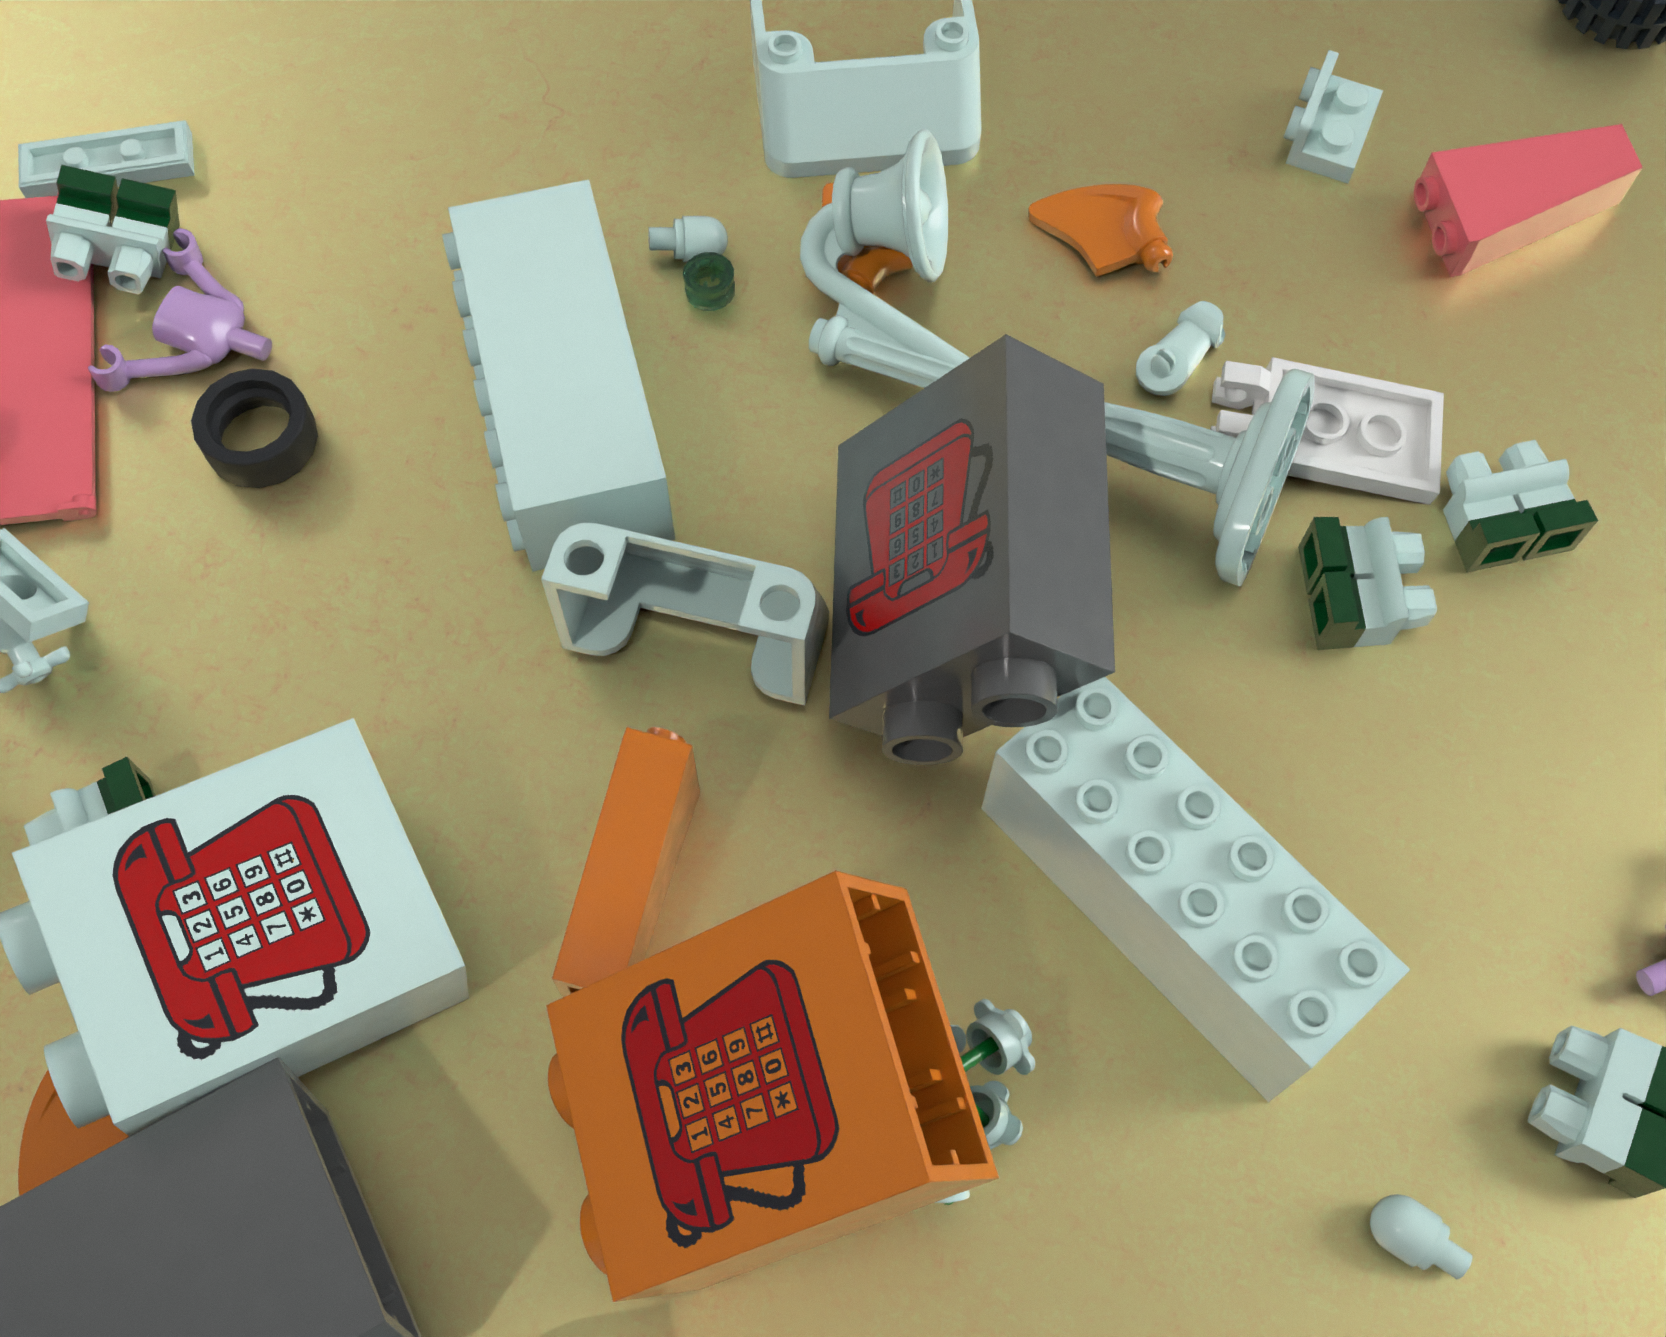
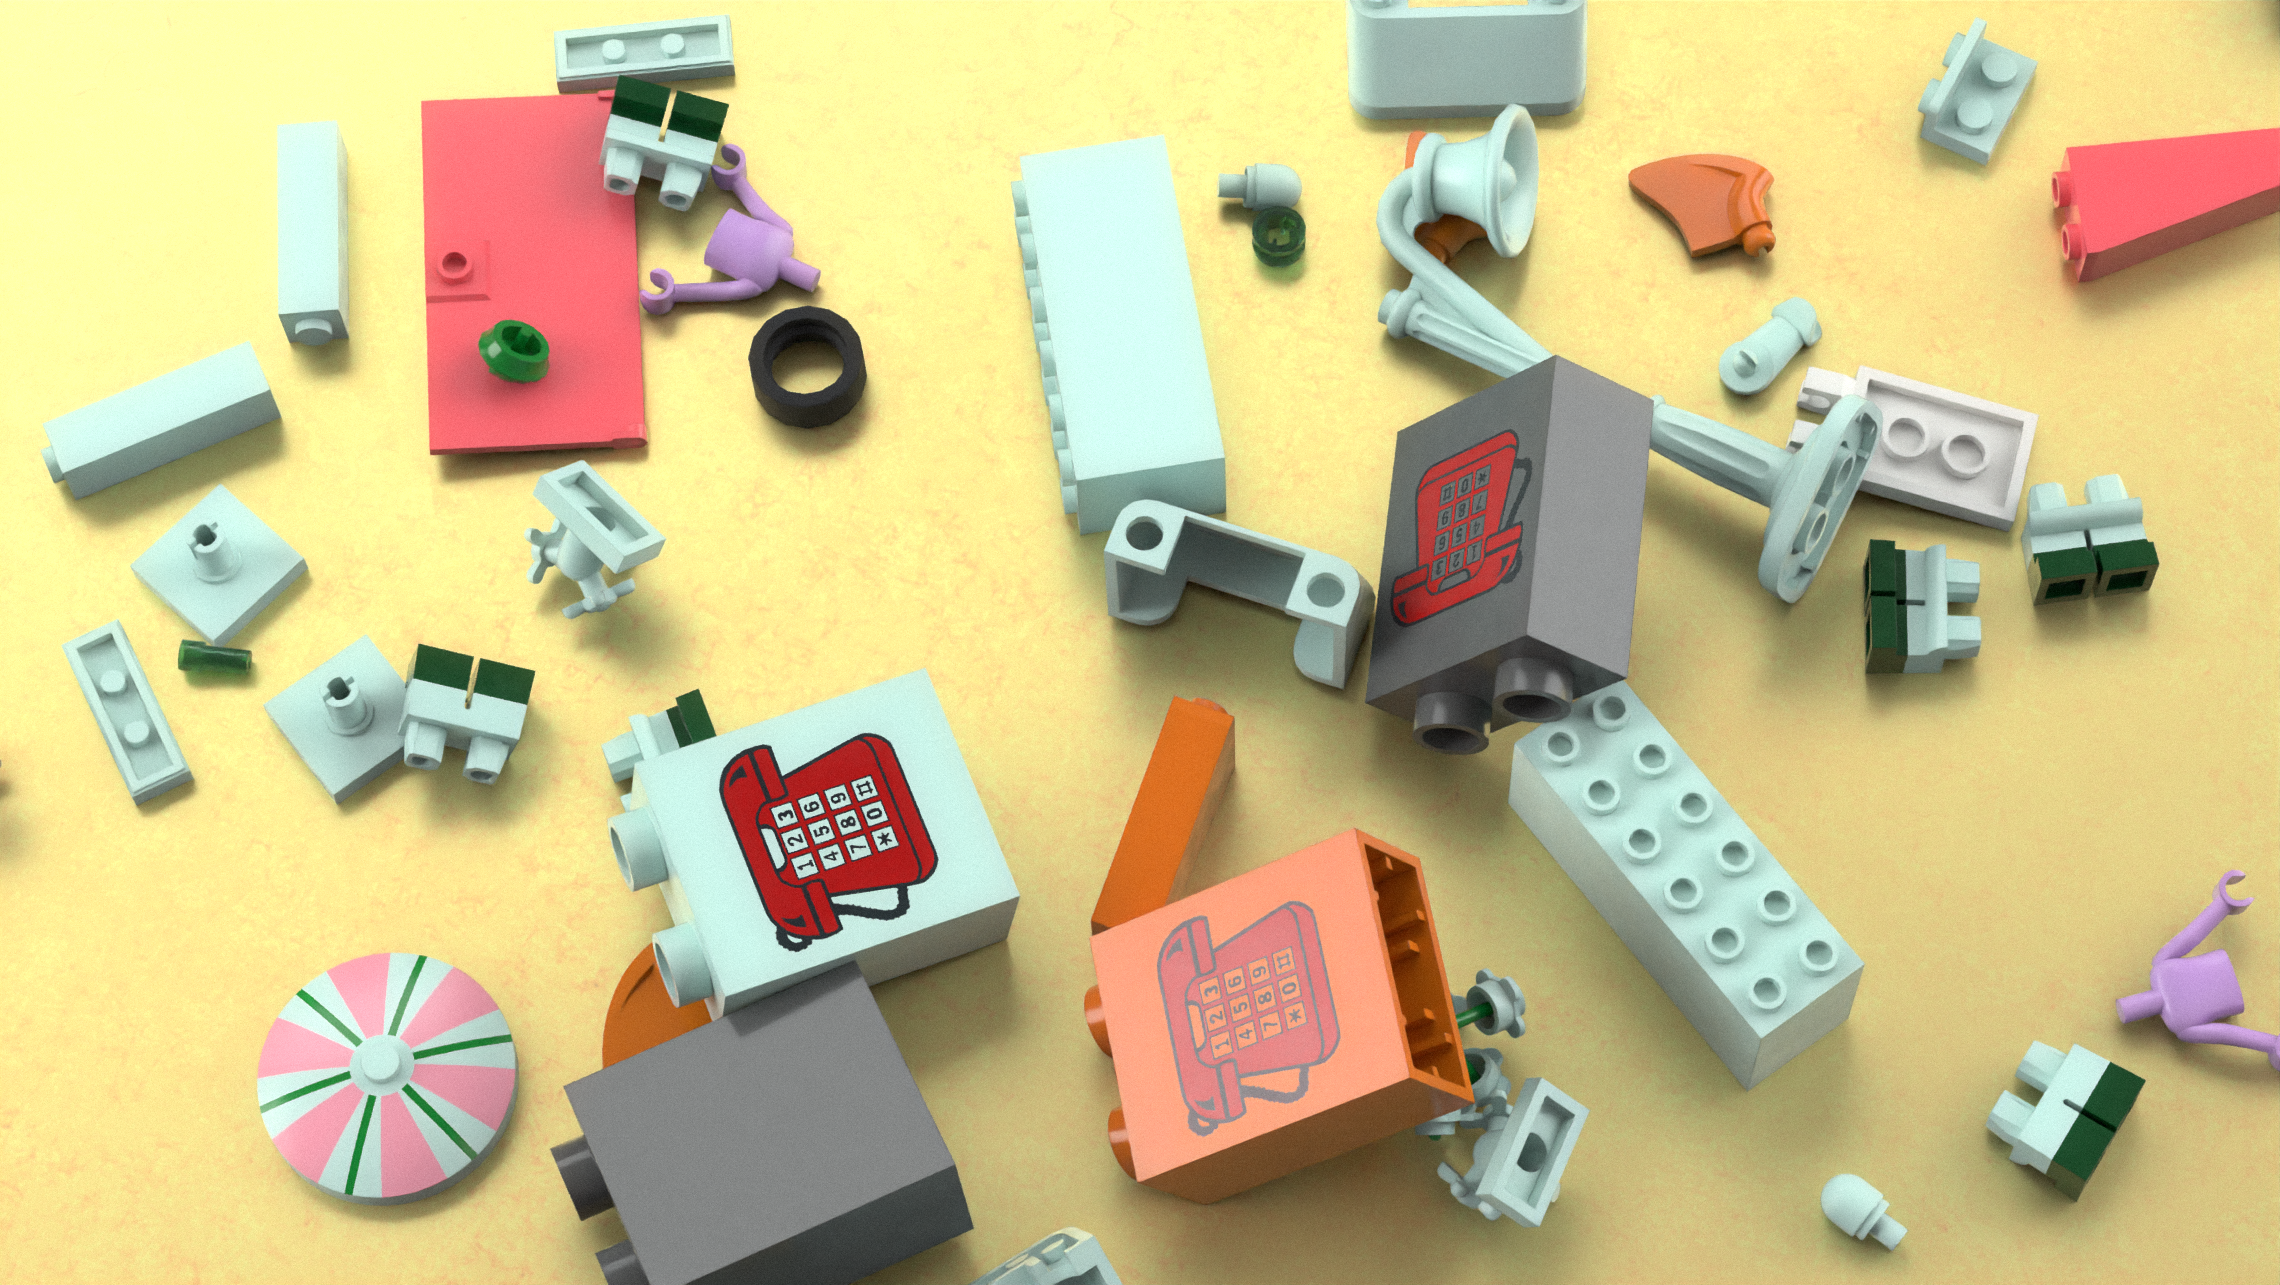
camera: 10 degrees right, 0 degrees up
(1049, 1222) = (1519, 1154): none -> light aqua piece

